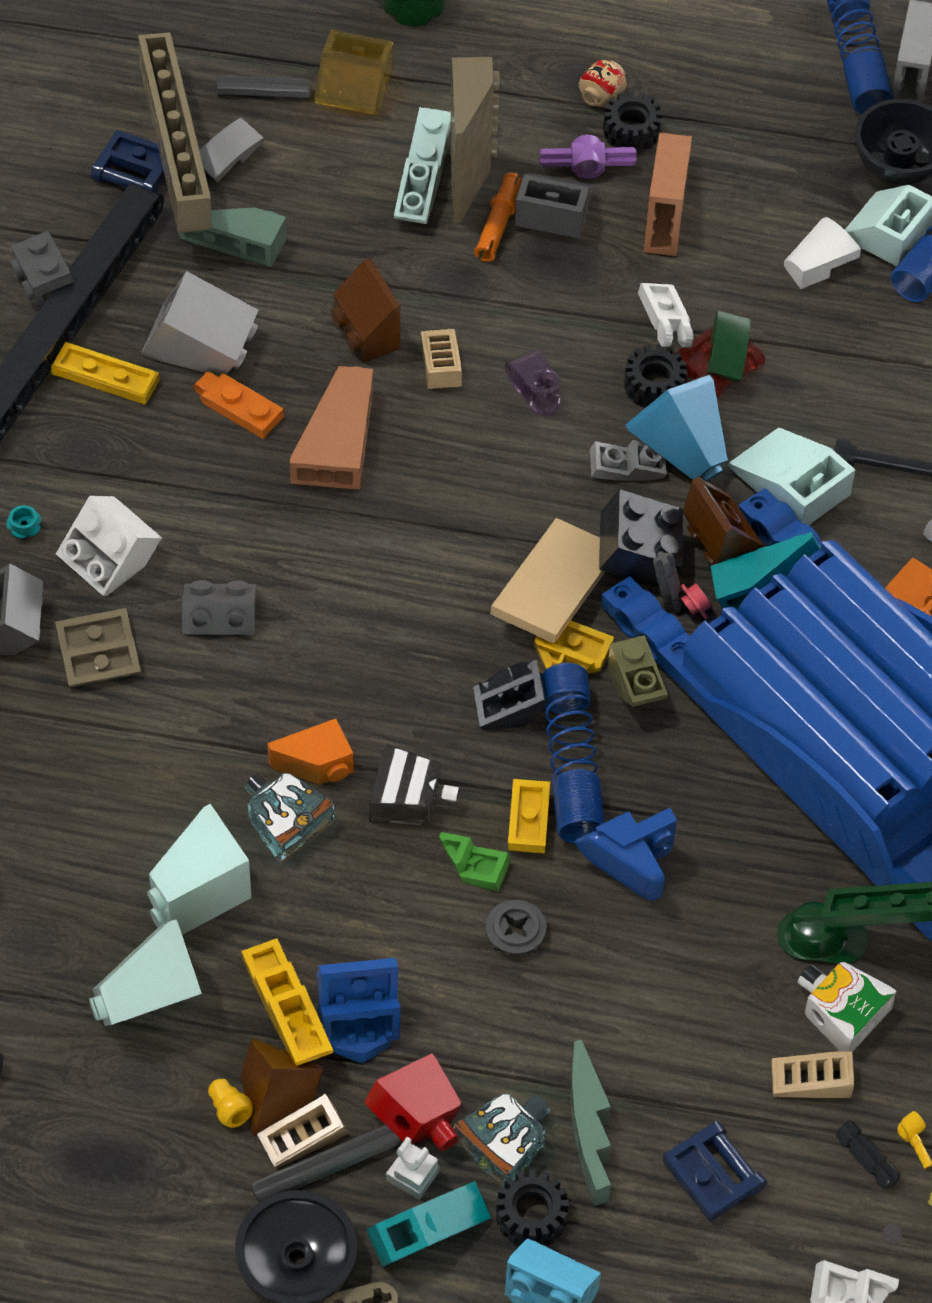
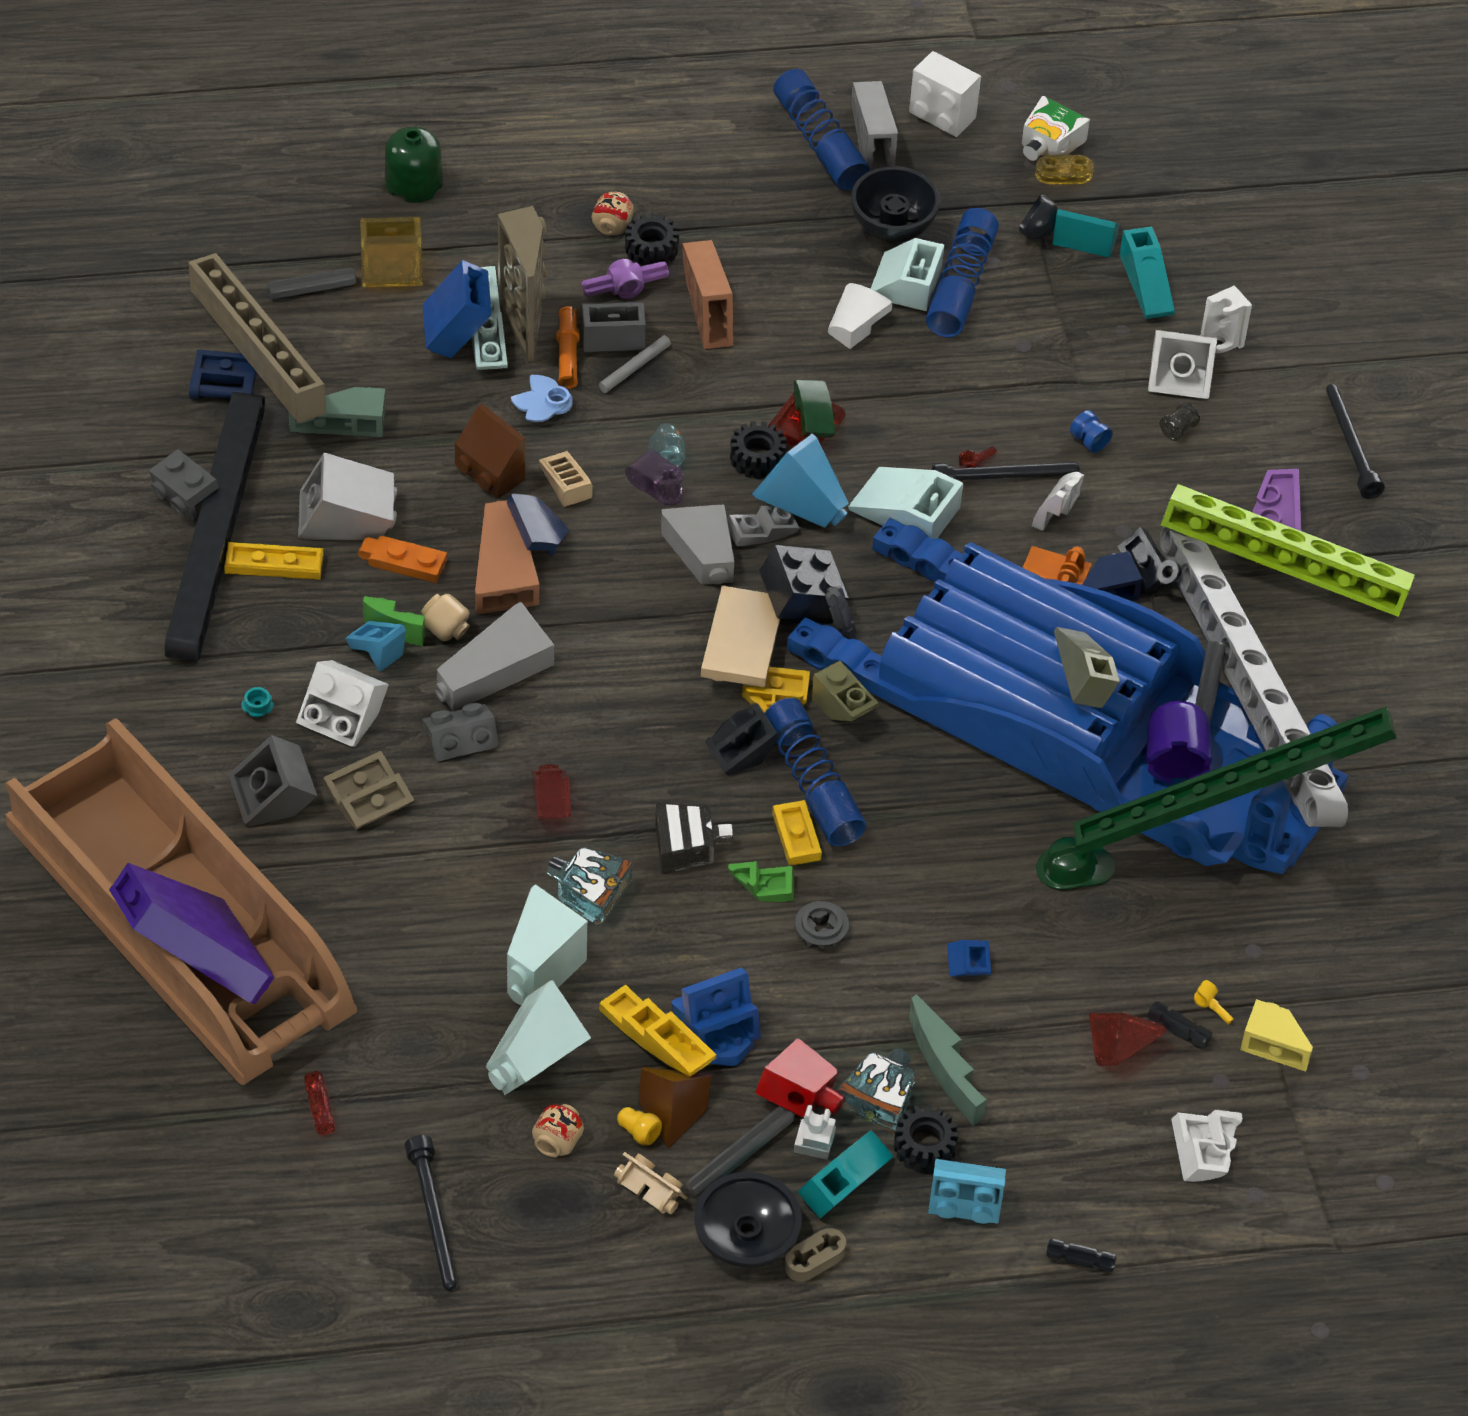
camera: 20 degrees left, 5 degrees down
(139, 1083) = (557, 1130): none -> tan head
(173, 489) = (380, 640): none -> dark azure slope
(189, 462) = (385, 611): none -> bright green slope
(225, 1182) = (662, 1190): none -> tan hinge
(228, 147) = (310, 337): light grey slope -> none
(252, 479) = (446, 617): none -> tan head
(283, 701) = (551, 792): none -> clear red slope
(284, 539) = (495, 659): none -> light grey slope
(306, 1114) = (719, 1107): tan slope -> none
(313, 754) = (596, 827): orange slope -> none
(386, 401) = (537, 523): none -> slope
(392, 149) = (456, 309): none -> blue brick
(452, 268) = (543, 400): none -> light blue plate
(555, 463) = (701, 541): none -> light grey slope
(561, 348) = (668, 443): none -> clear light blue animal
(562, 251) = (634, 364): none -> light grey bar
(631, 850) = (898, 836): blue piece -> none
(662, 1011) = (969, 958): none -> blue slope
(666, 313) = (749, 394): white hinge -> none
(696, 600) = (867, 624): coral plate -> none
(705, 1178) = (1057, 1077): dark blue plate -> none
(718, 523) = (865, 558): reddish brown slope -> none
(741, 574) = (903, 592): teal slope -> none
(794, 1152) = (1120, 1036): none -> clear red slope
(826, 1062) = (1121, 961): tan slope -> none
(845, 1003) = (1117, 912): torso -> none
(886, 444) = (973, 459): none -> clear red hand
(896, 718) = (1087, 667): none -> olive slope

